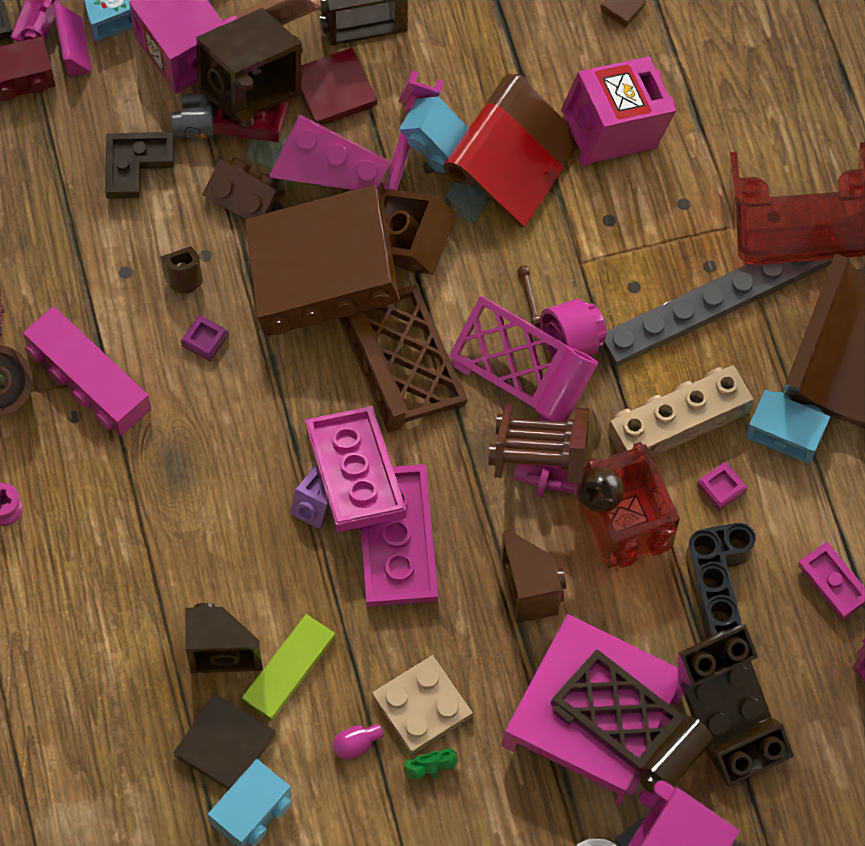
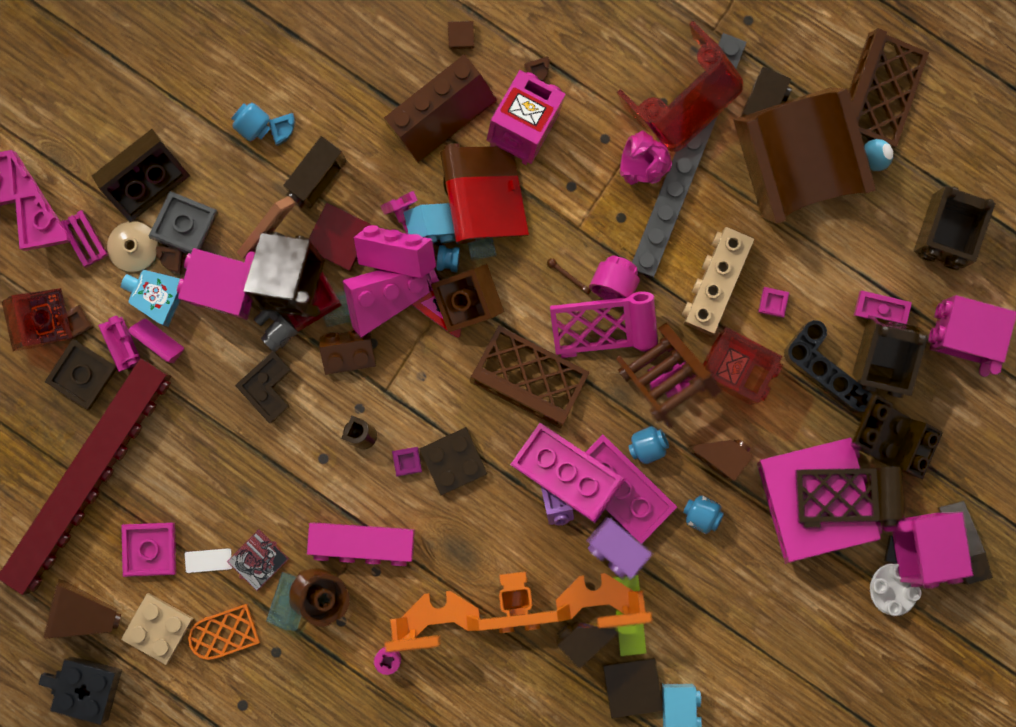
camera: 35 degrees left, 20 degrees up
(183, 552) = (516, 601): none -> orange piece
(250, 374) = (453, 461): none -> dark brown plate
(321, 260) = (439, 364): reddish brown brick -> none
(336, 571) = (618, 547): none -> medium lavender brick
(356, 741) = (703, 626): dark pink cylinder -> none
(376, 125) = (395, 251): none -> dark pink brick
(422, 181) = (448, 258): none -> dark azure wheel
(422, 705) = (719, 573): tan plate -> none
(431, 763) = (753, 604): green piece -> none
(459, 627) = (703, 514): none -> dark azure head
(464, 513) = (648, 445): none -> dark azure head
(539, 45) = (440, 108): none -> reddish brown slope
(597, 498) = (731, 381): dark brown piece -> none
(676, 88) = (538, 67): none -> reddish brown tile
(707, 243) = (644, 159): none -> dark pink helmet
(787, 426) = (782, 237): medium azure brick -> none
(805, 613) = (894, 347): none -> dark brown container

